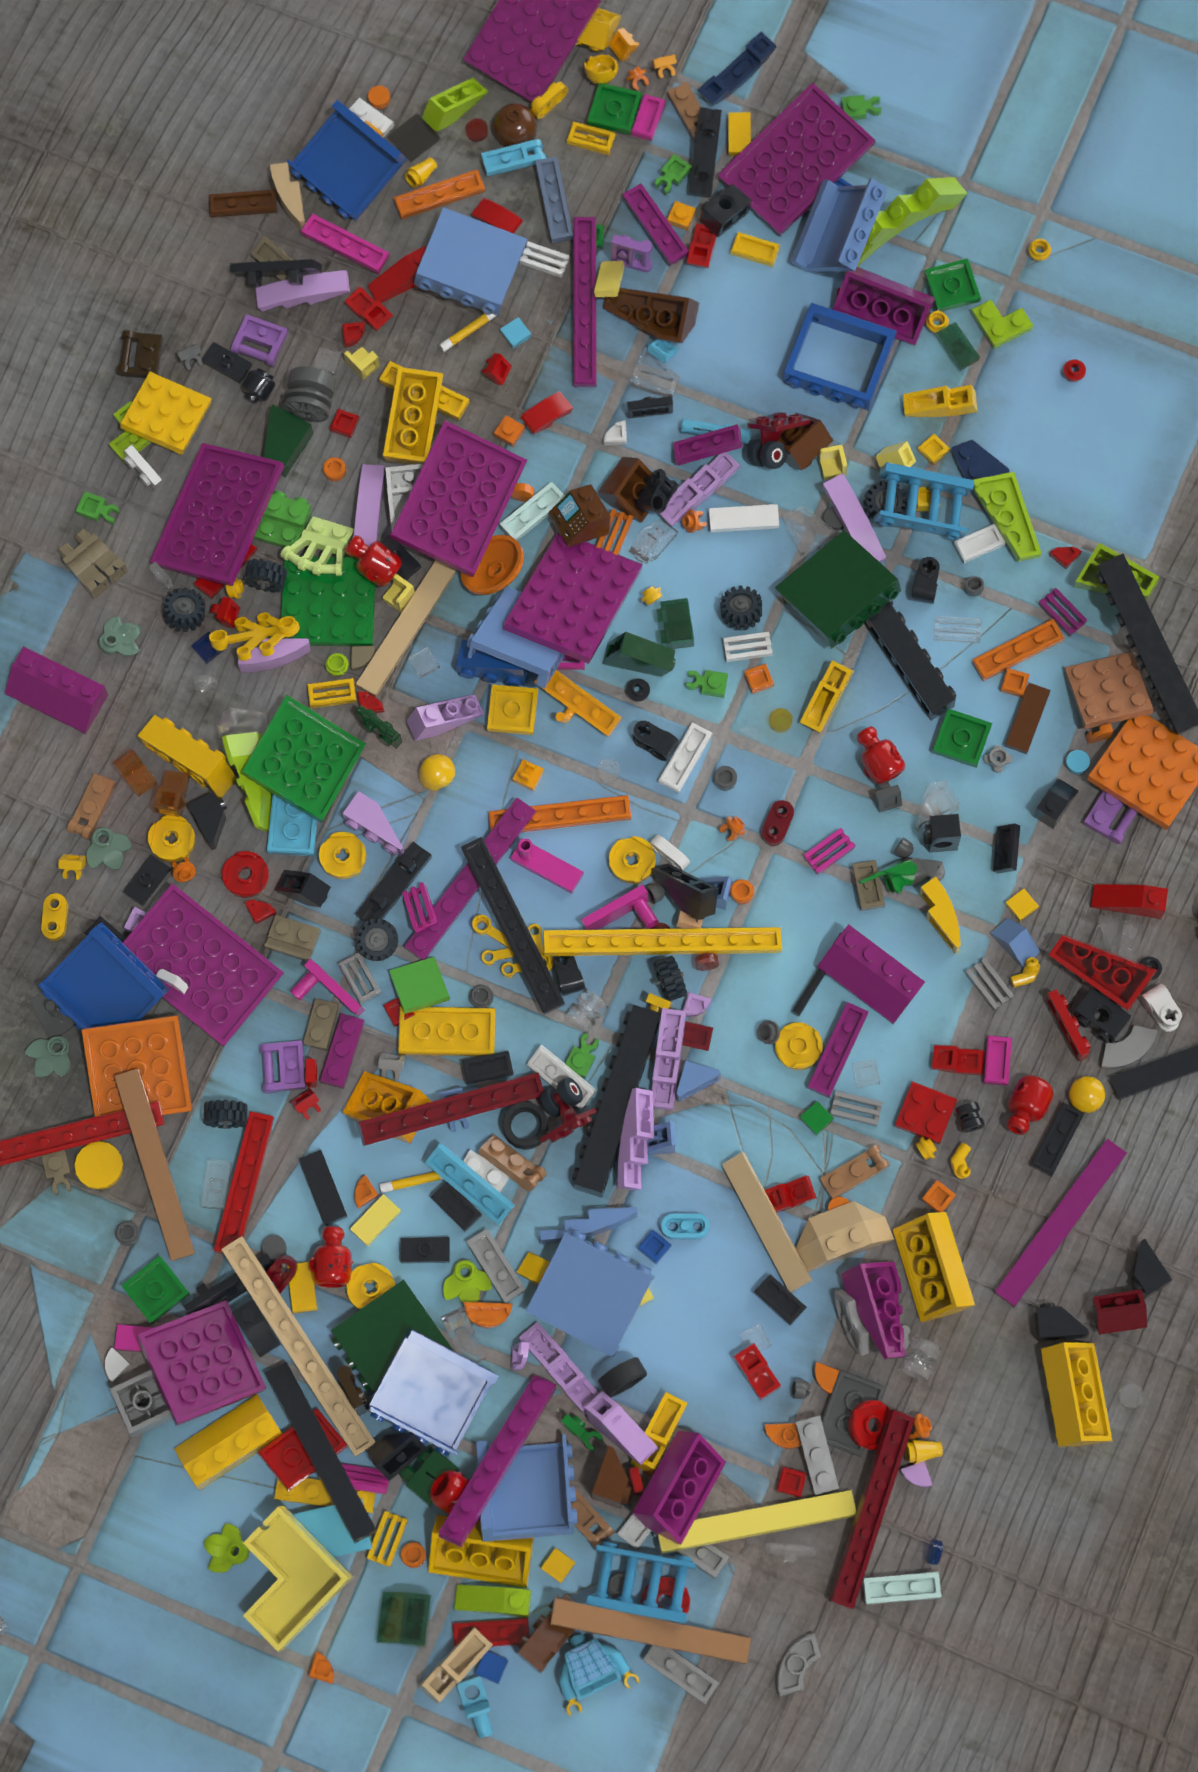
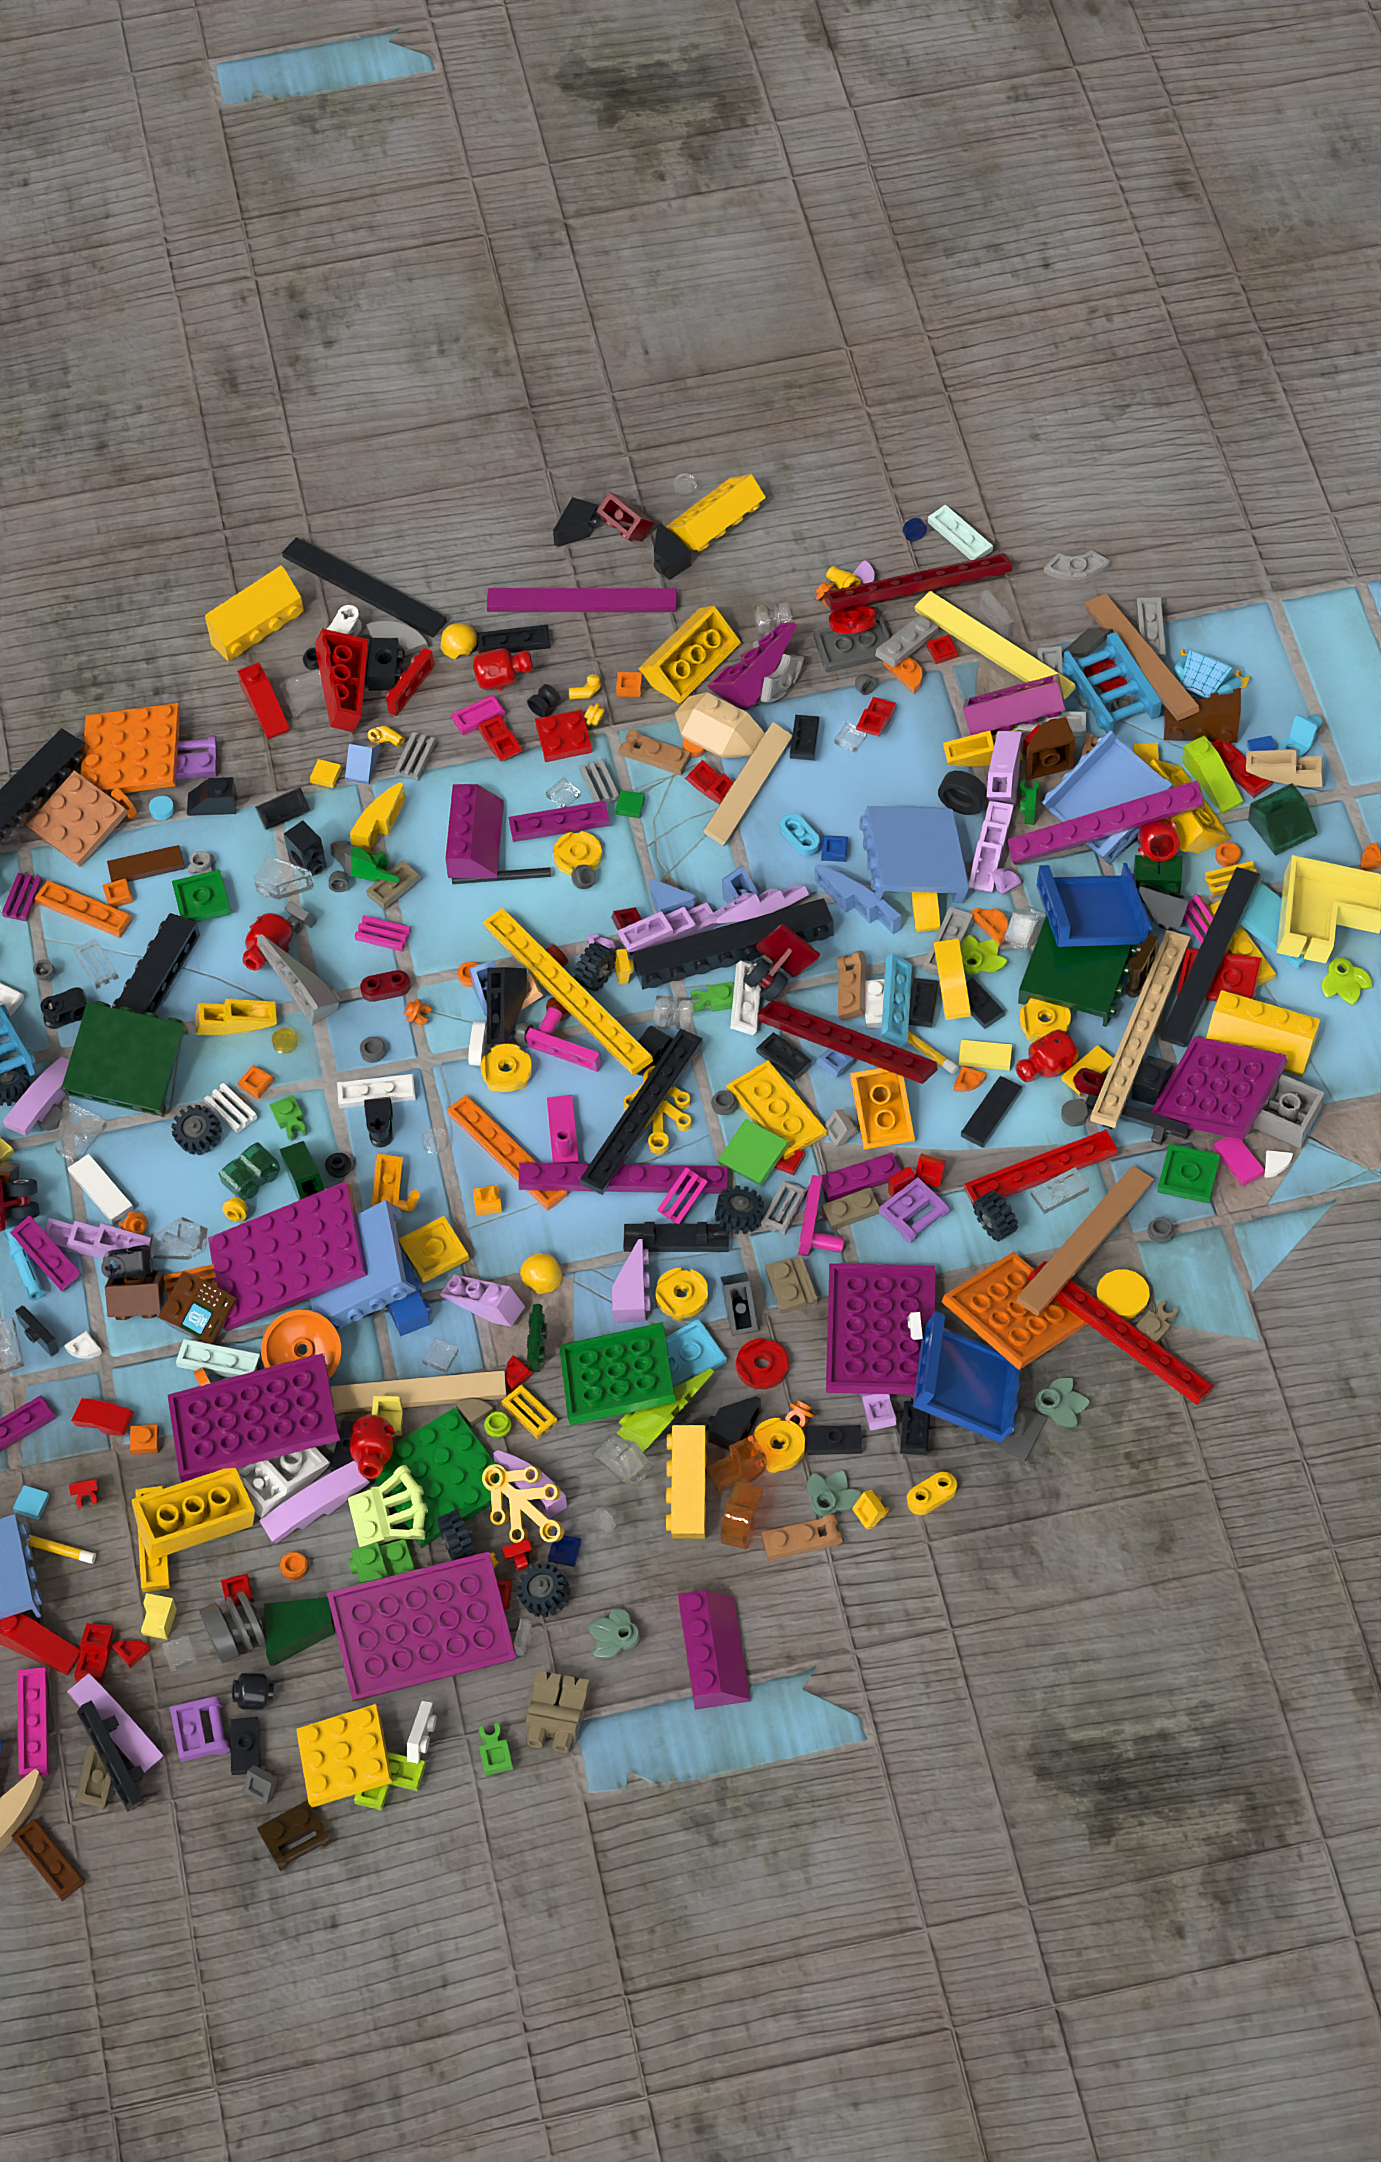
camera: 125 degrees left, 15 degrees down
(260, 910) = (786, 1328): red tile -> none
(452, 1236) = (952, 979): none -> yellow slope
(515, 1110) = (812, 980): black tyre -> none
(702, 1602) = (1088, 642): none -> clear smoke piece
(802, 756) = (306, 988): none -> light grey wedge
(826, 1377) = (839, 674): orange tile -> none

